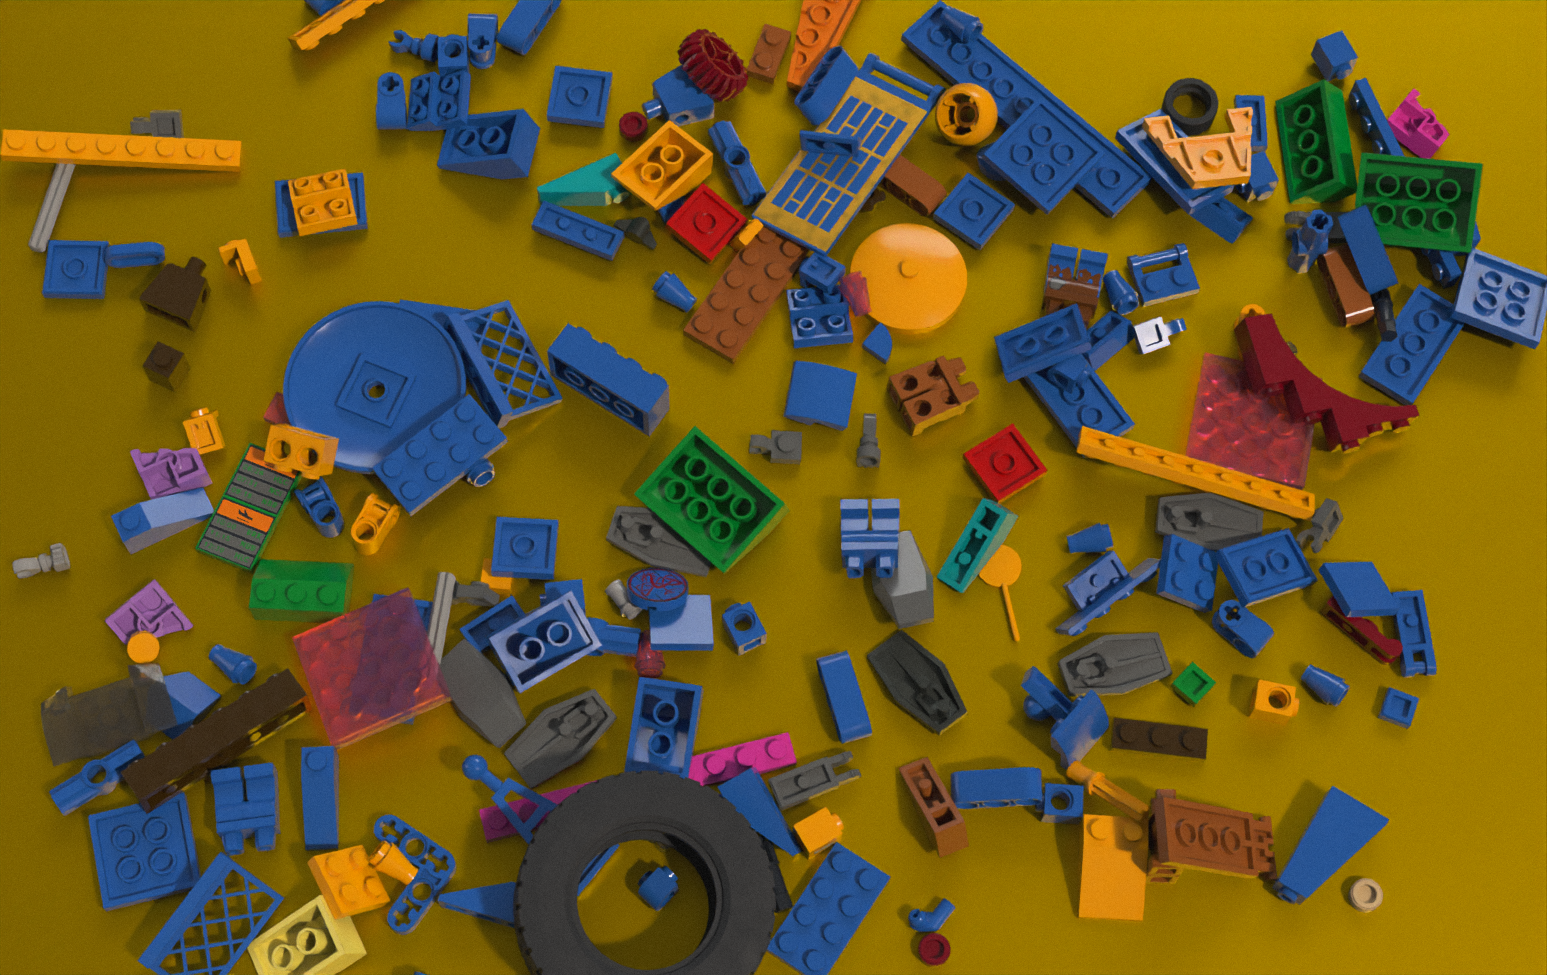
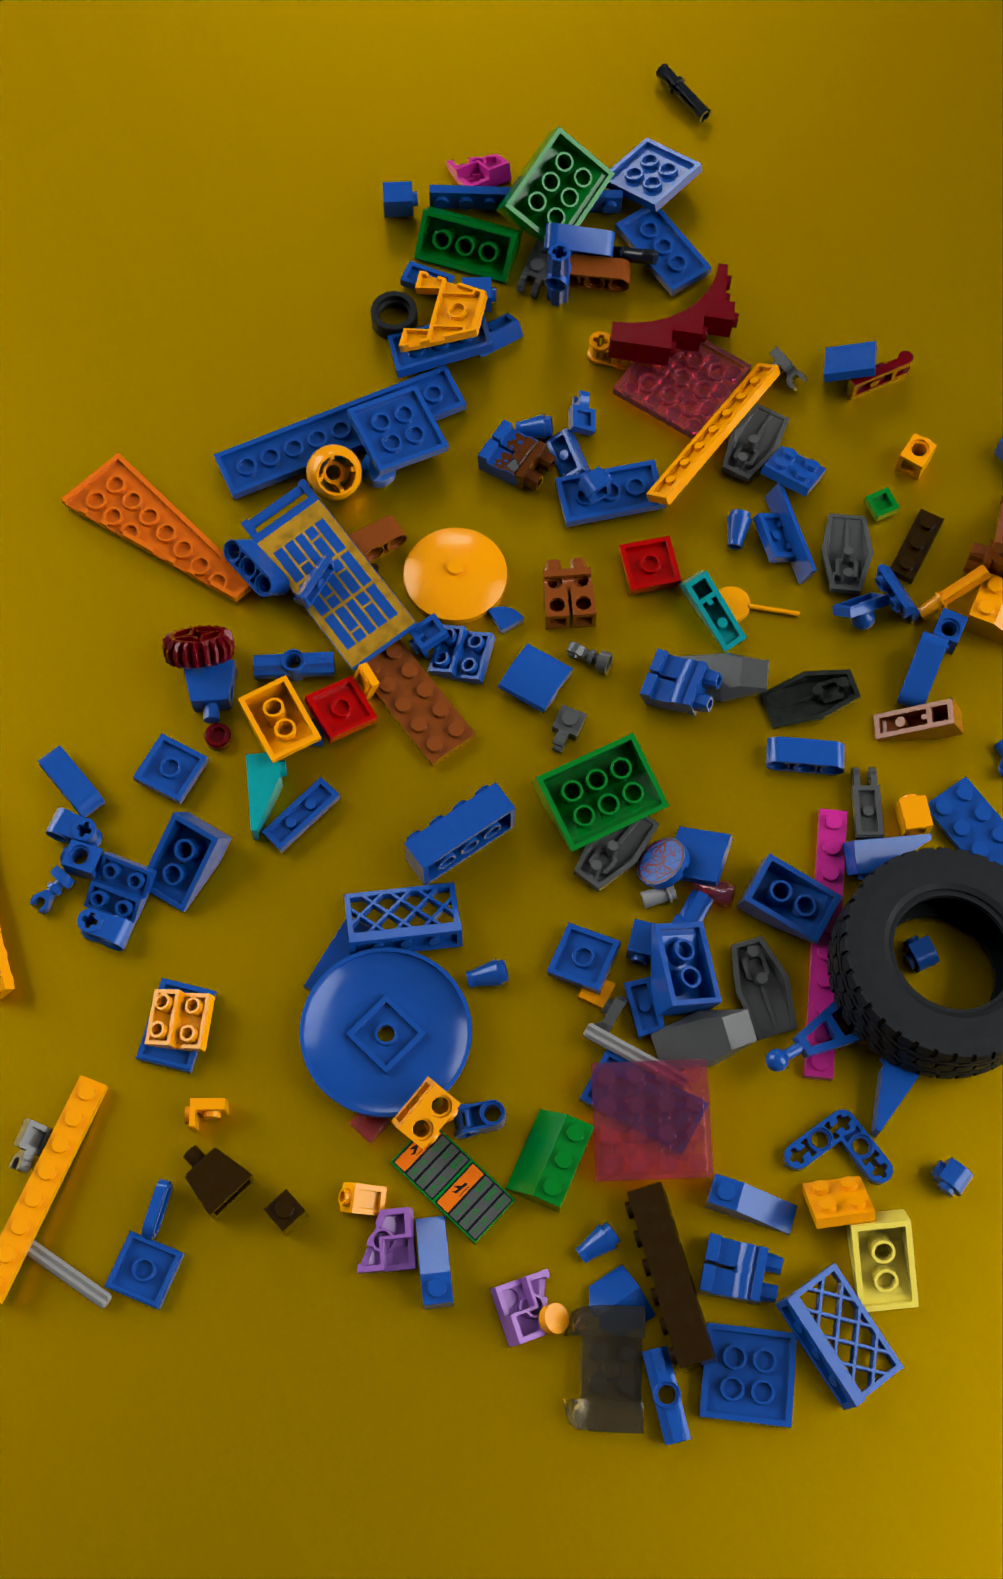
camera: 65 degrees left, 0 degrees up
(29, 566) = (437, 1373): light grey piece -> none
(377, 519) = (508, 1073): light orange piece -> none
(392, 862) = (829, 1161): light orange cone -> none
(439, 455) = (476, 996): blue plate -> none
(637, 231) = (322, 767): pearl dark grey piece -> none
(674, 291) = (391, 758): blue cone -> none
(743, 640) = (725, 800): blue brick -> none
(768, 53) = (198, 604): dark orange plate -> none
(855, 291) = (458, 615): clear pink cone -> none
(964, 25) = (248, 444): blue cone -> none
(973, 211) = (418, 504): blue plate -> none
(1042, 343) = (563, 494): blue tile -> none
(1165, 283) = (539, 392): blue plate -> none
(1245, 629) = (849, 454): blue piece -> none
(1265, 567) = (808, 416): blue tile -> none
(1325, 685) = (914, 416): blue cone -> none
(1398, 708) = (945, 378): blue tile -> none
(1414, 634) = (892, 342): blue plate -> none

